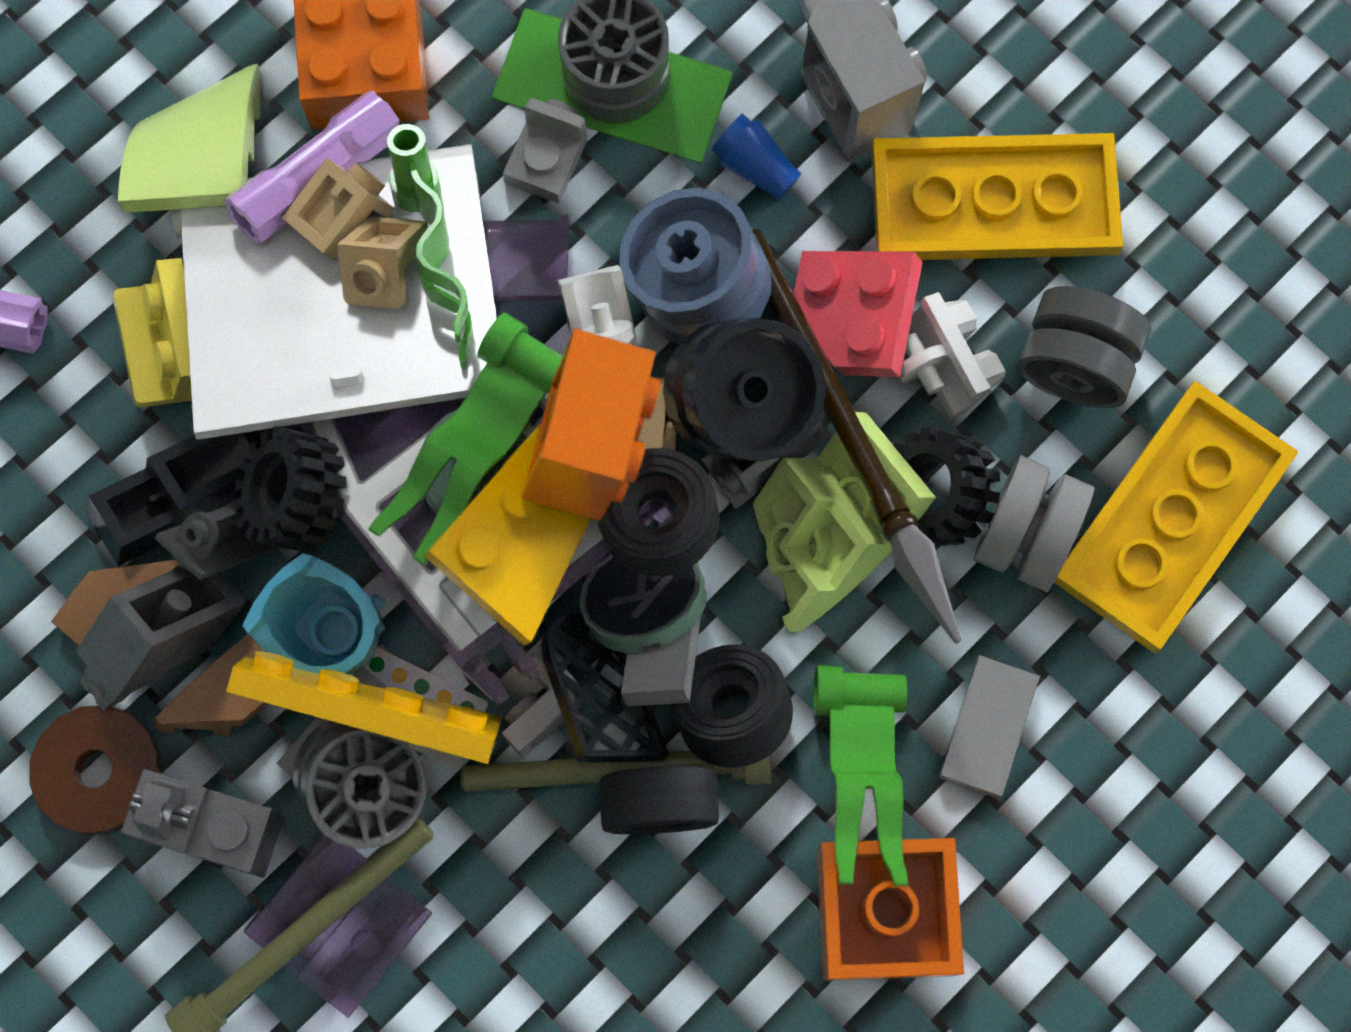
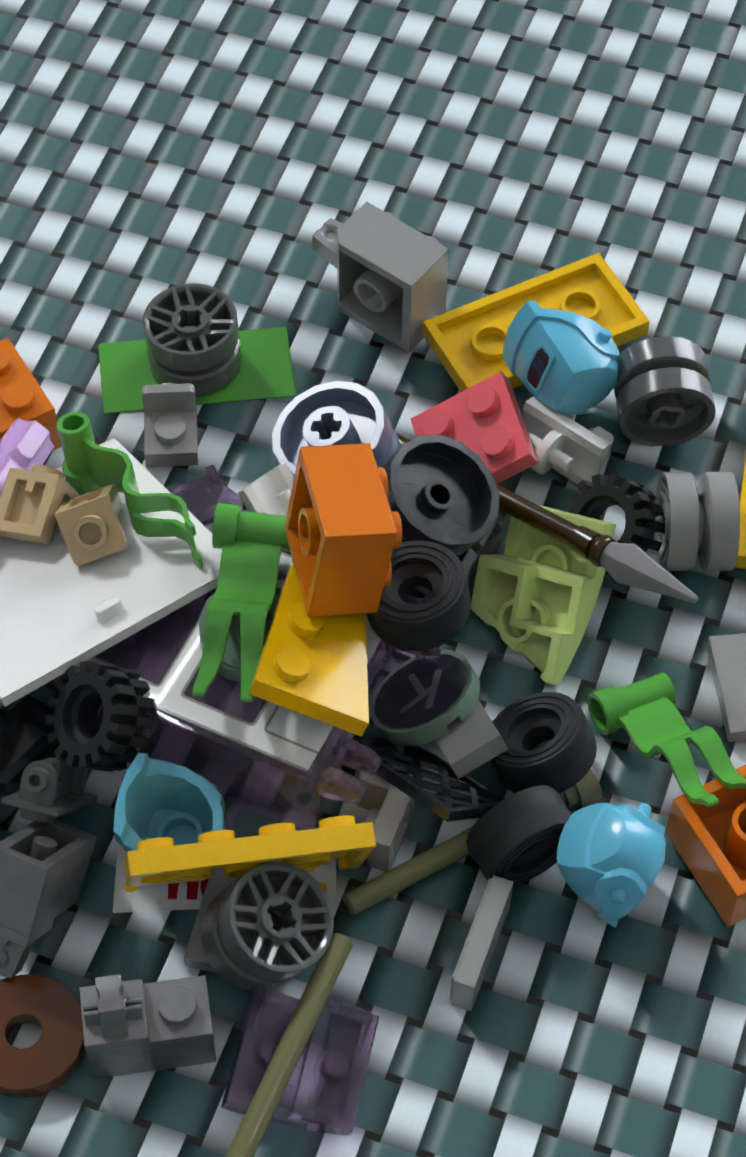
camera: 25 degrees left, 20 degrees down
(205, 700) = (110, 923): medium nougat slope -> none
(565, 886) = (480, 943): none -> light grey tile
(726, 875) = (611, 856): none -> medium azure helmet
(755, 156) = (332, 363): blue cone -> none
(988, 266) = (561, 357): none -> medium azure helmet

